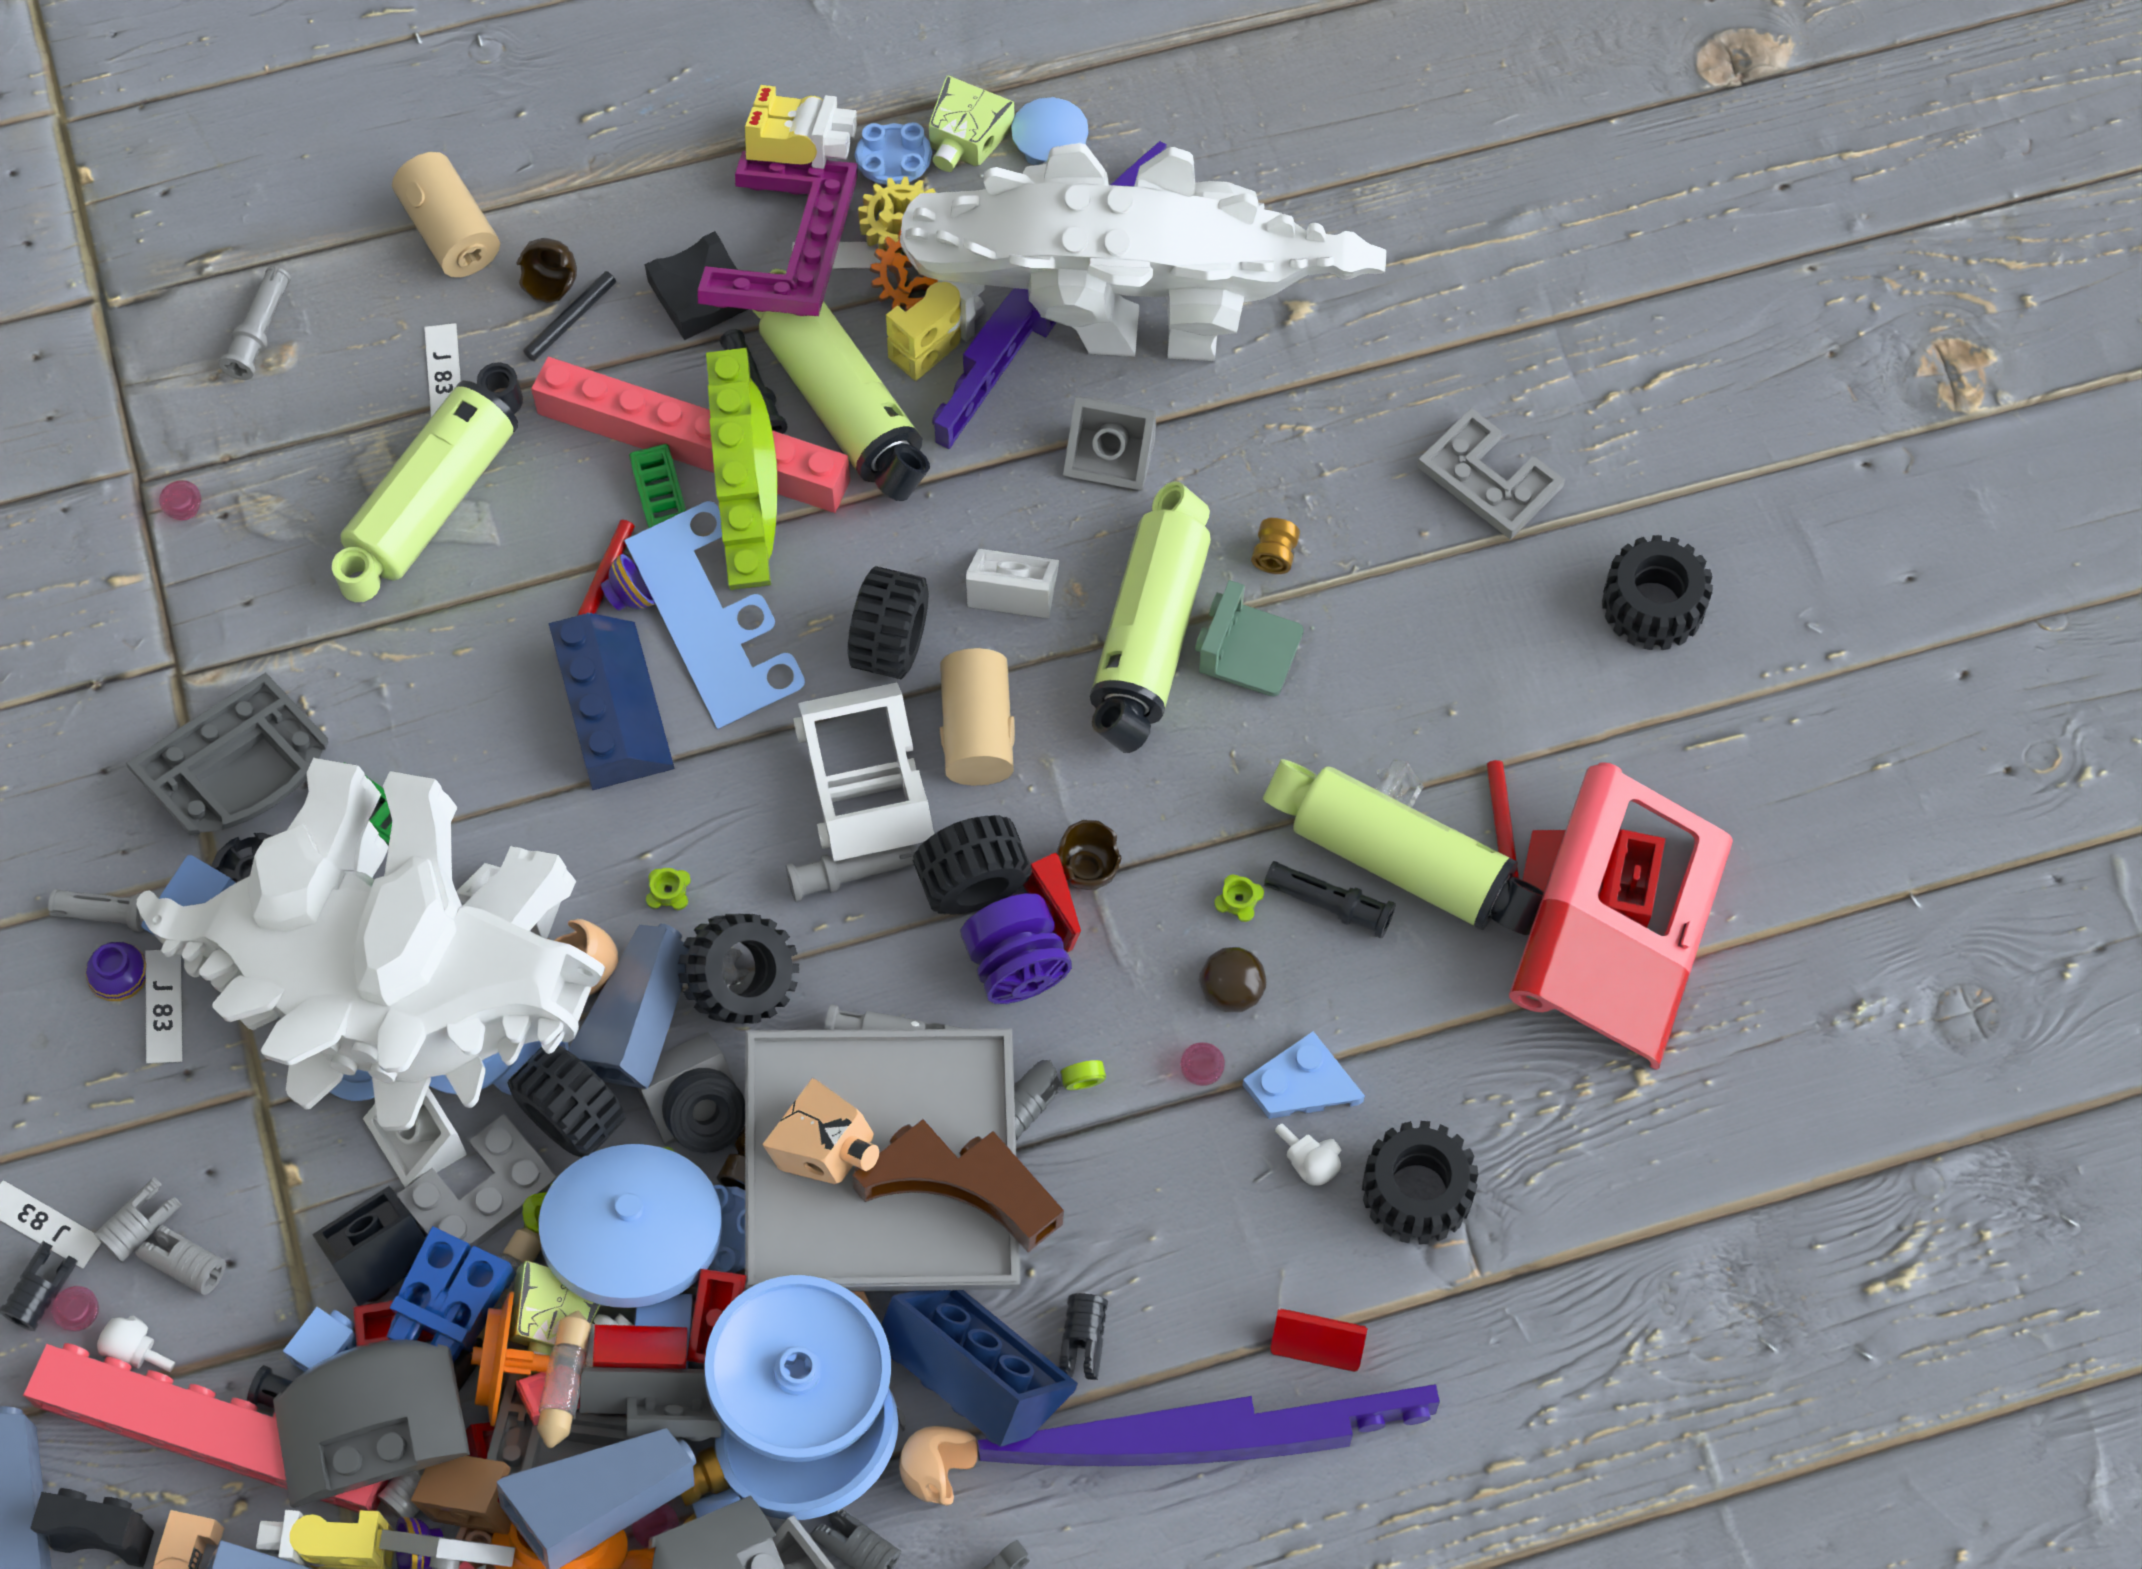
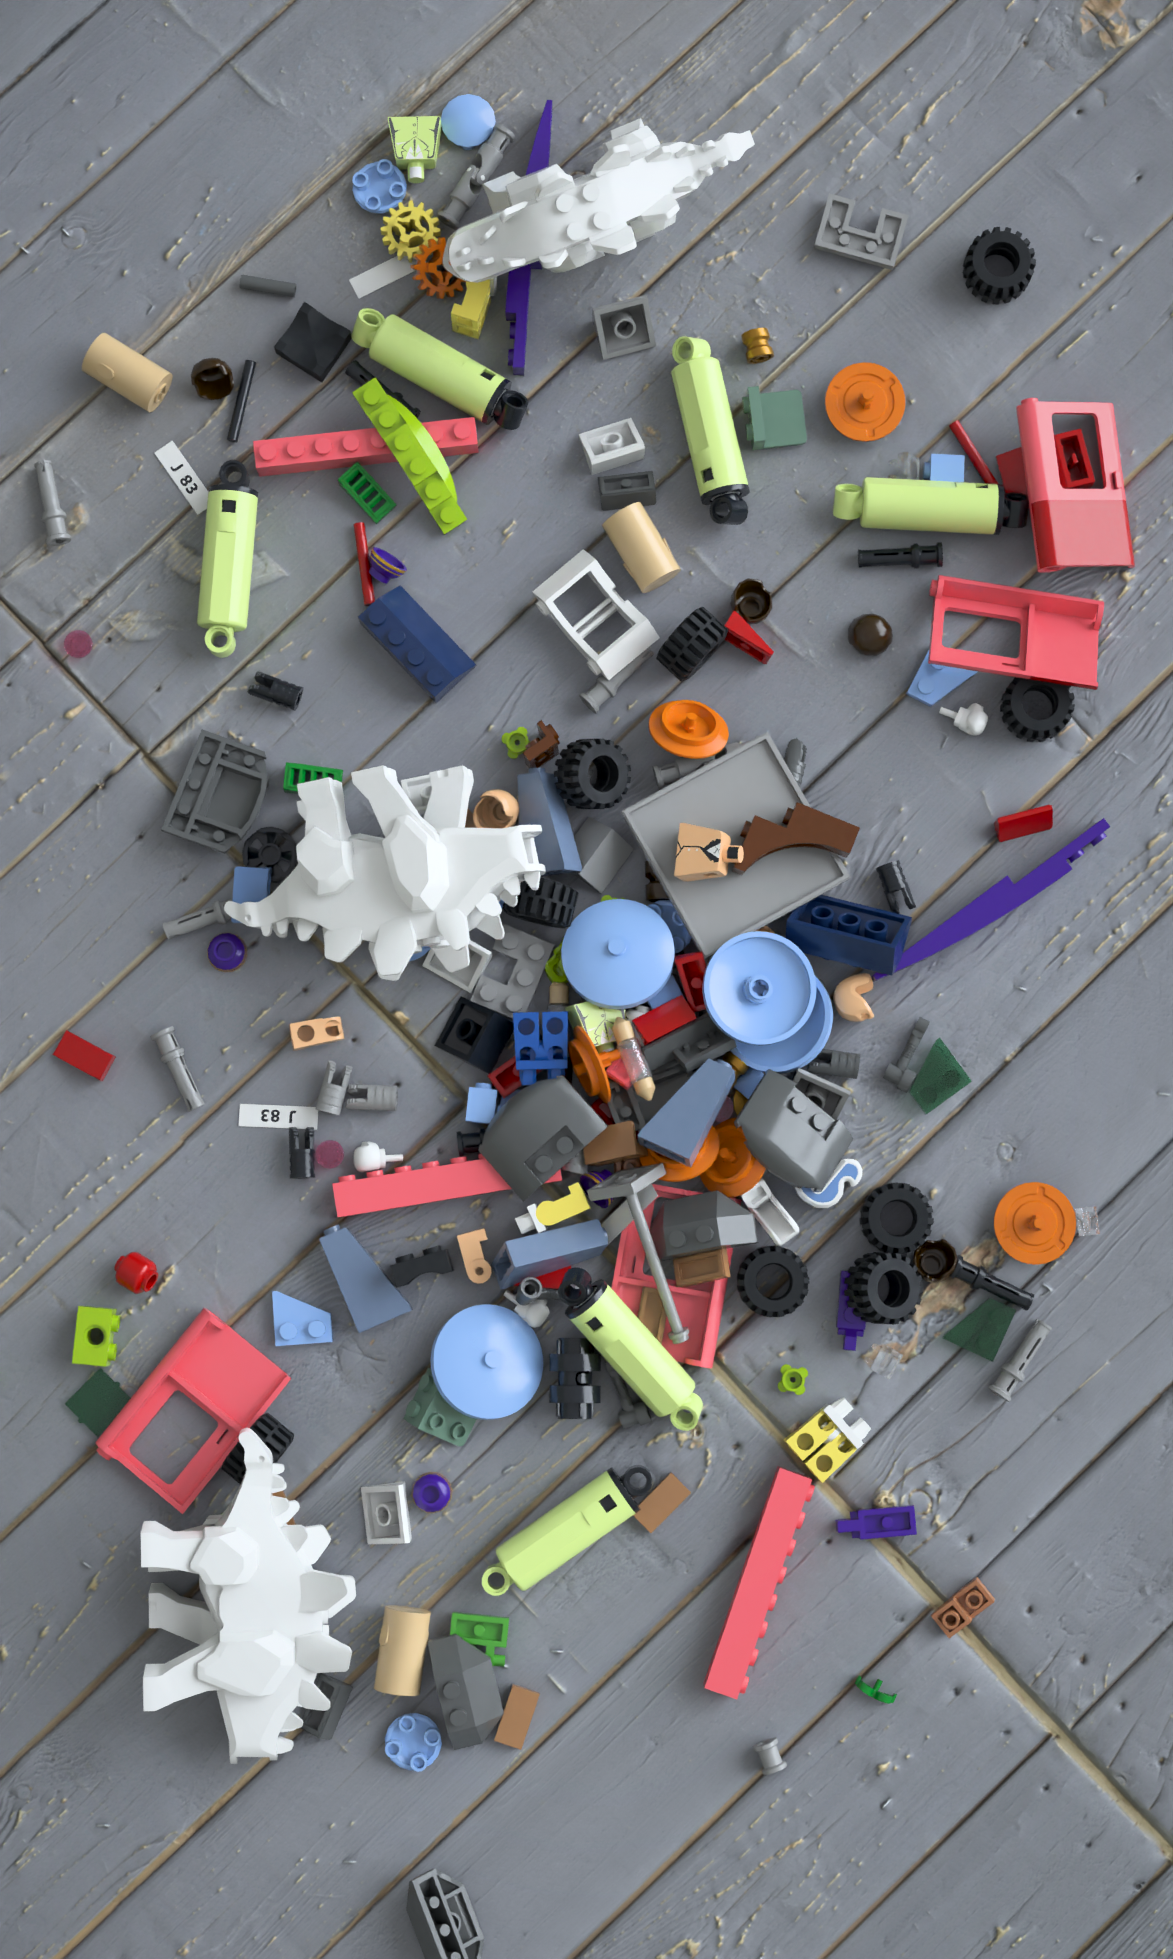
camera: 30 degrees left, 20 degrees up
(160, 1131) = (315, 1032): none -> light nougat leg
(163, 1007) = (267, 959): white sticker -> none
(393, 674) = (280, 693): none -> black hinge
(686, 202) = (267, 285): none -> dark grey piece
(690, 903) = (541, 751): none -> reddish brown bracket
(691, 1089) = (631, 870): black tyre -> none
(700, 626) = (440, 568): light blue piece -> none
(798, 129) = (312, 201): hips -> none
(815, 247) = (390, 321): magenta plate -> none
(888, 622) = (560, 515): black tyre -> none
(906, 975) = (688, 729): none -> orange piece
(1015, 948) = (743, 681): dark purple wheel -> none
(1018, 644) = (626, 489): none -> dark grey slope
(1083, 1075) = (817, 735): lime tile -> none
(1202, 1064) = (879, 694): clear pink plate -> none
(1234, 886) = (852, 575): lime plate -> none
(1383, 677) = (865, 401): none -> orange piece
(1451, 807) = (944, 468): none -> light blue brick
(1492, 1103) = (1055, 631): none -> coral piece

